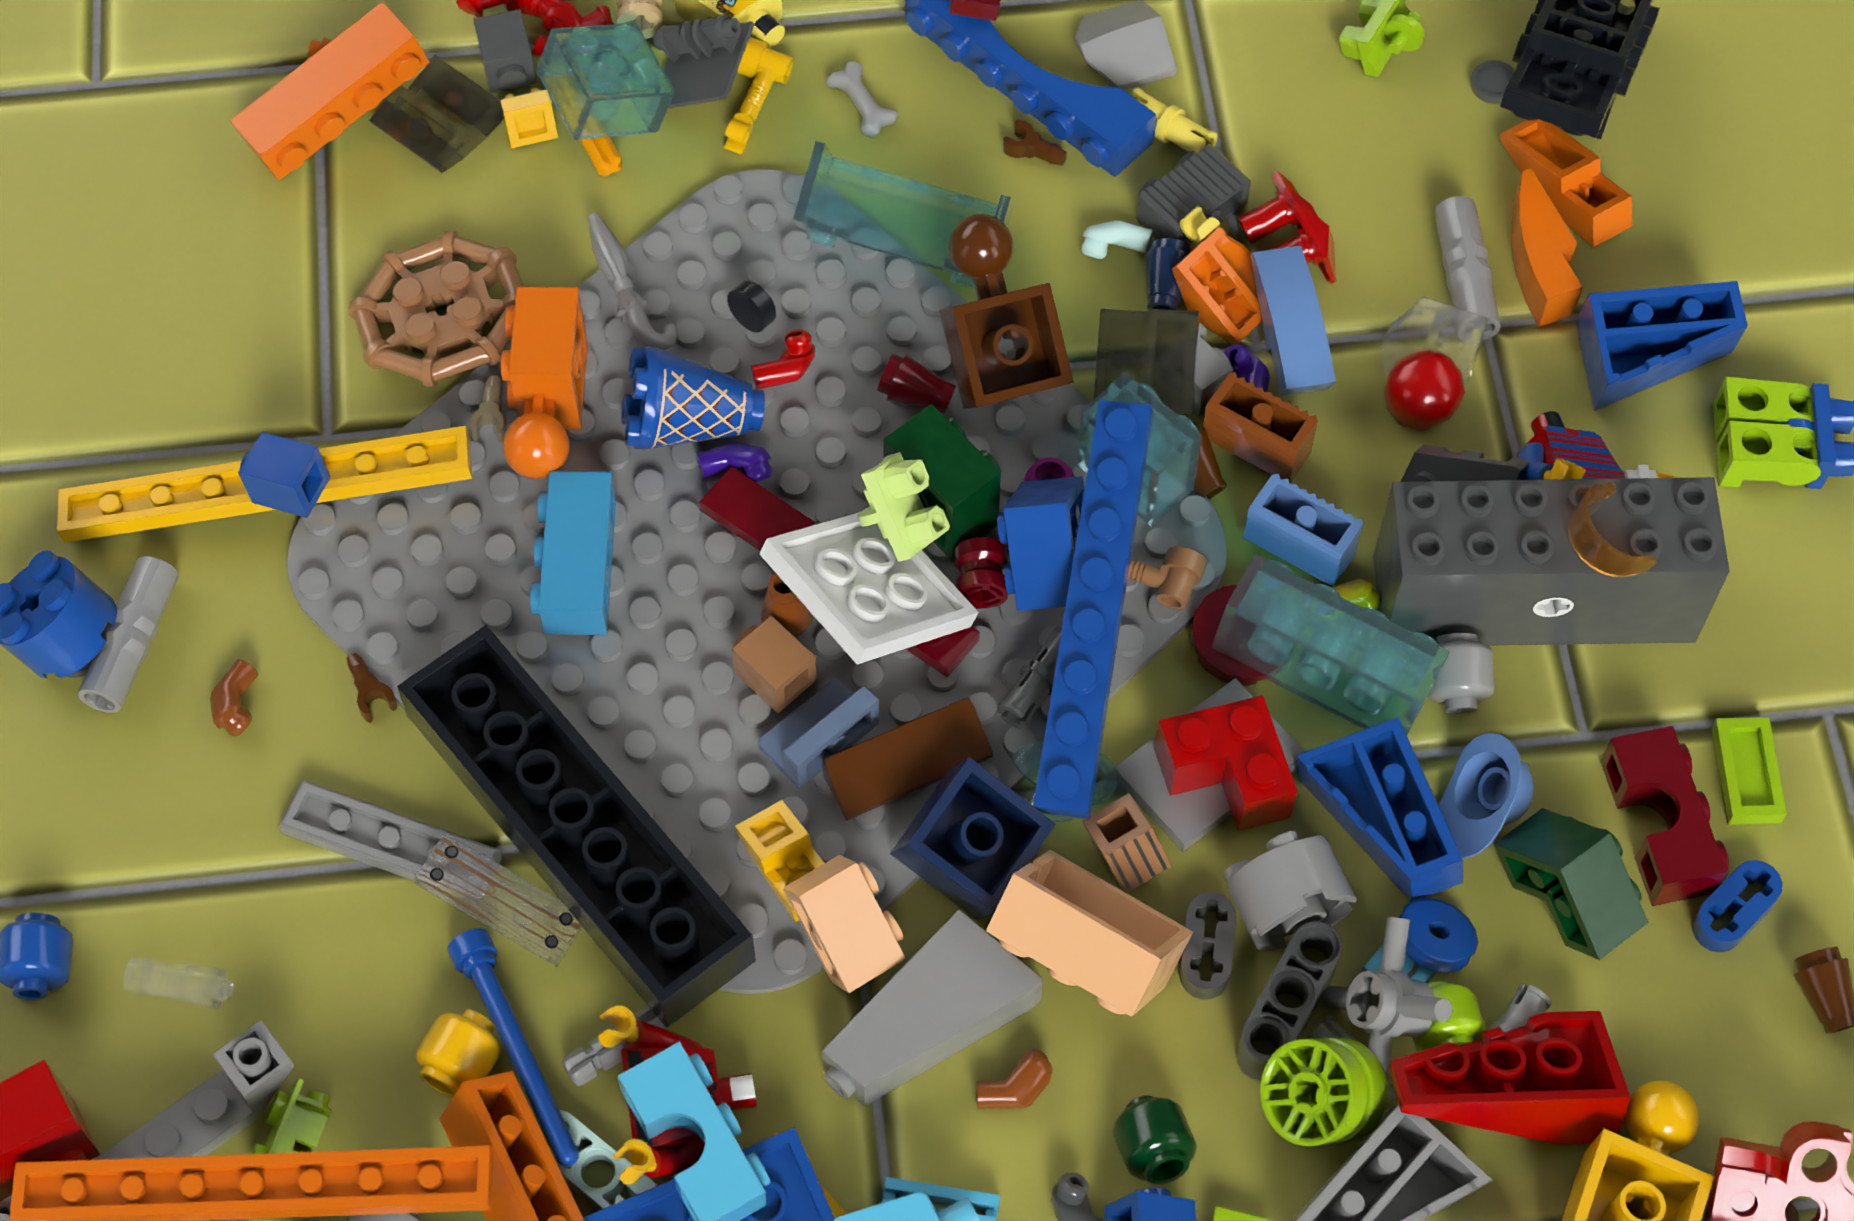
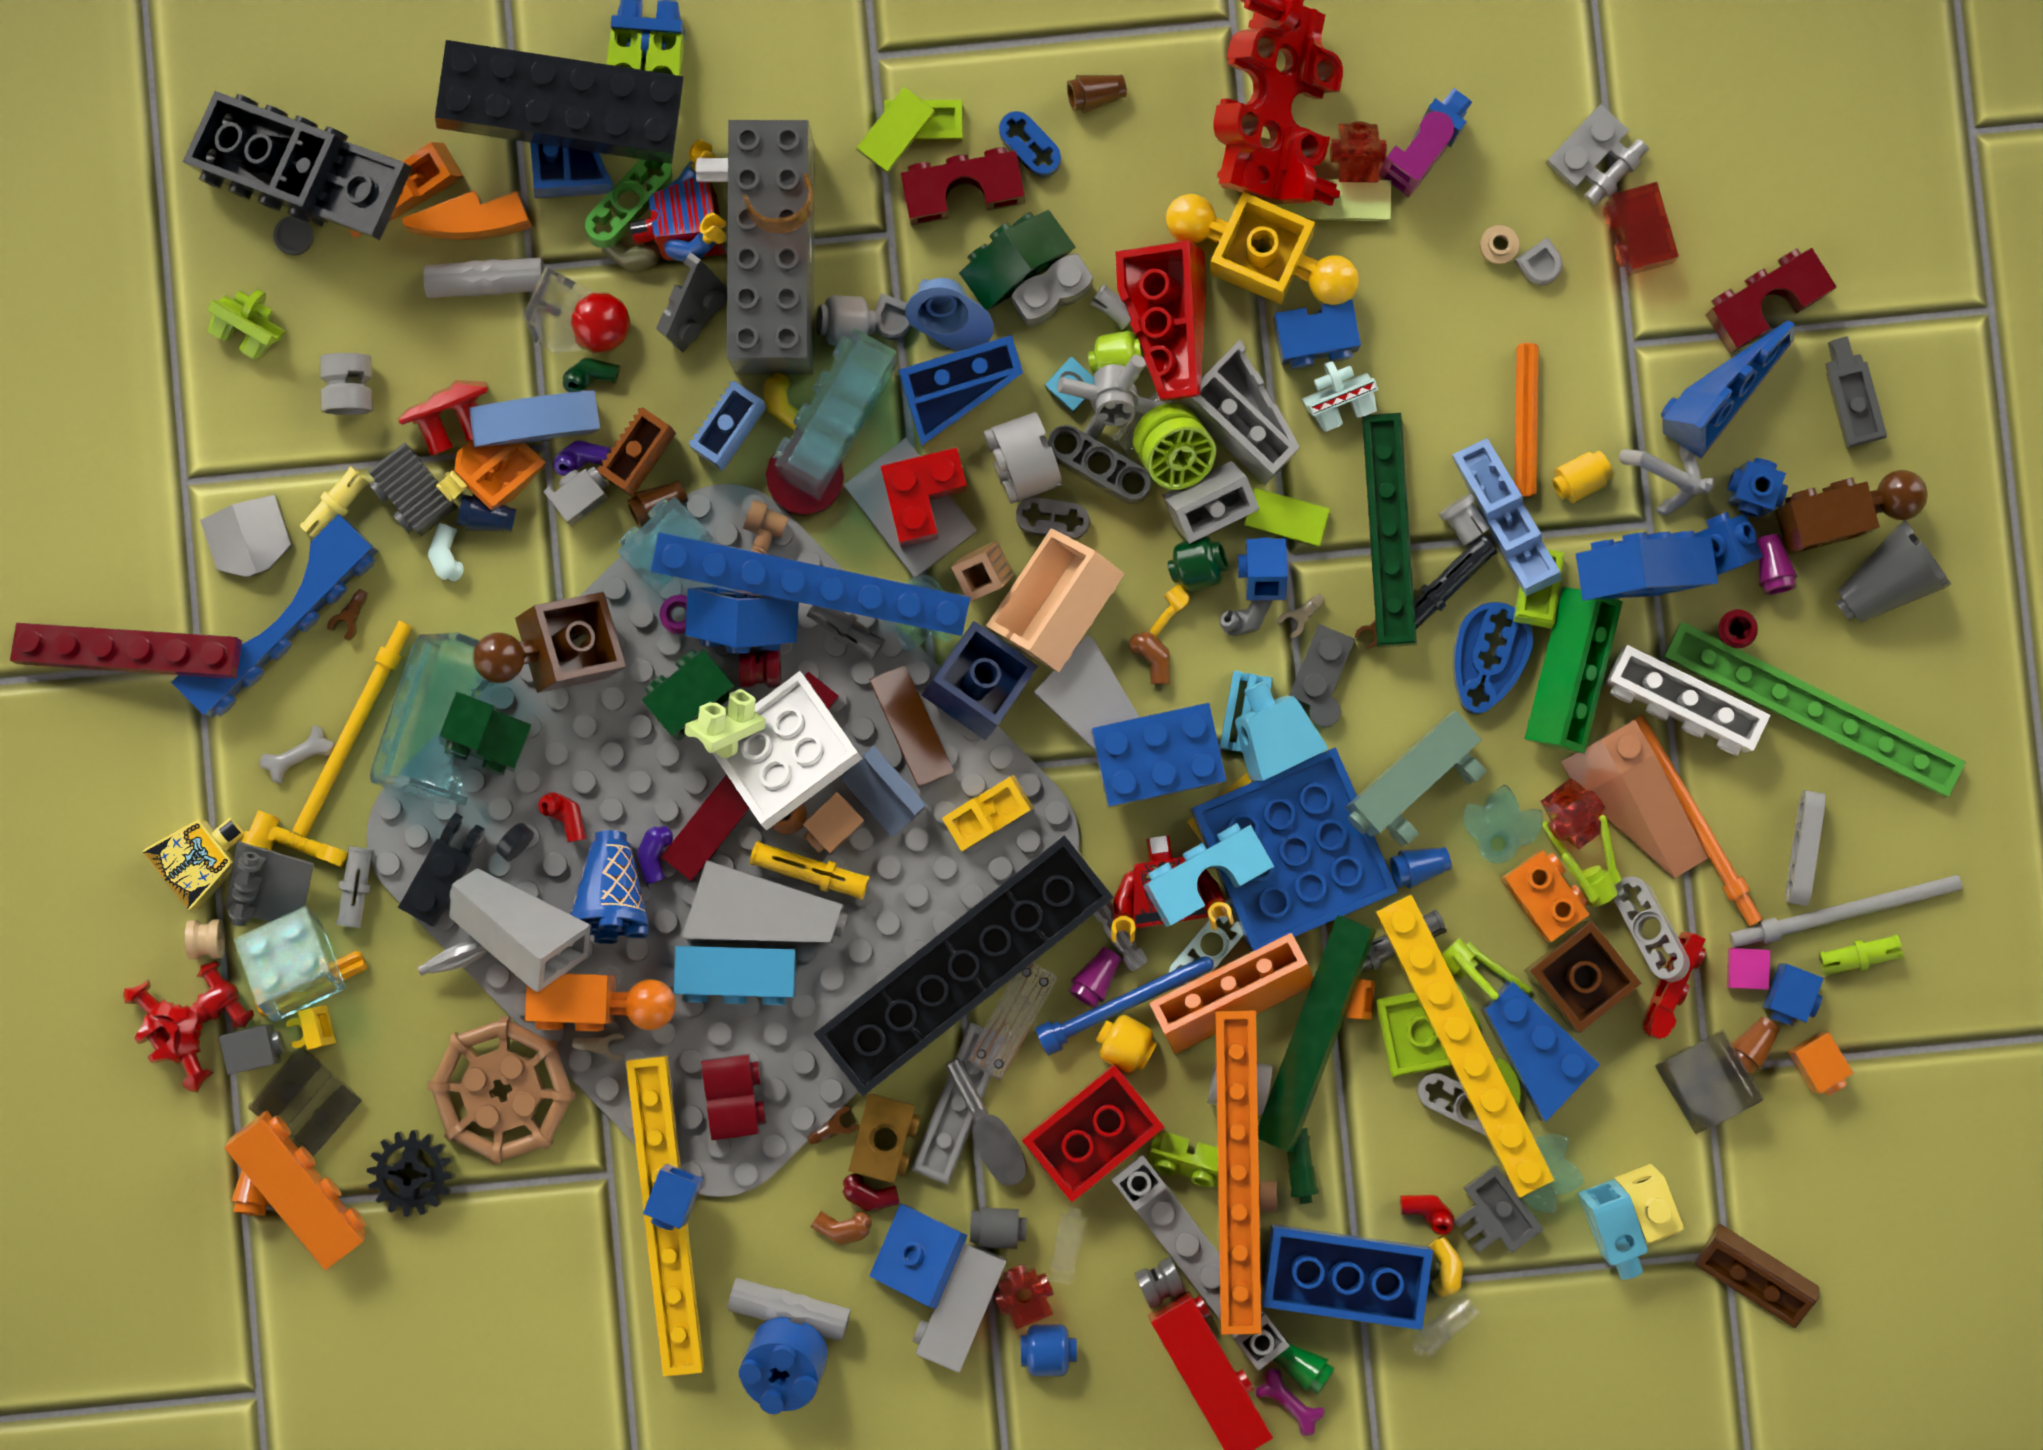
camera: 85 degrees left, 25 degrees up
(109, 840) = (960, 1309): none -> light grey brick
(111, 919) = (1029, 1310): none -> clear red brick
(111, 1104) = (1160, 1282): none -> dark grey wheel
(181, 783) = (918, 1255): none -> blue plate
(211, 886) = (997, 1228): none -> dark grey brick
(267, 728) = (867, 1198): none -> dark red arm
(327, 720) = (867, 1156): none -> pearl gold brick
(332, 1002) = (1092, 1133): none -> red brick
(342, 875) = (991, 1135): none -> flat silver piece
(344, 217) = (409, 1191): none -> black gear
(412, 551) = (732, 1097): none -> dark red brick
(552, 1009) = (1094, 979): none -> magenta cone
(634, 292) = (519, 928): none -> light grey slope
(660, 576) = (756, 909): none -> light grey slope
(693, 688) = (852, 884): none -> yellow pin
(699, 155) = (351, 914): none -> light grey pin
(716, 236) = (441, 868): none -> black hinge
(846, 922) = (1042, 772): light nougat brick -> none
(869, 1065) = (1158, 755): none -> blue brick
(892, 251) = (483, 733): none -> dark green brick
(914, 384) = (589, 716): dark red cone -> none
(979, 182) = (387, 659): none -> yellow bar
(1097, 1118) = (1178, 599): none -> yellow hand
(1153, 350) = (577, 534): clear smoke slope -> none
(1244, 1150) = (1211, 503): none -> light grey brick
(1301, 126) = (346, 383): none -> light grey wheel
(1358, 384) = (588, 371): none -> dark green arm
(1456, 930) = (1040, 347): blue piece -> none
(1463, 728) = (891, 318): none -> light grey tile
(1512, 427) = (634, 258): none -> olive arm
(1523, 922) = (1042, 295): none -> light grey brick
(1584, 398) = (602, 213): none -> bright green beam
(1705, 310) = (558, 102): none -> black brick
(1730, 726) = (895, 130): none -> lime tile

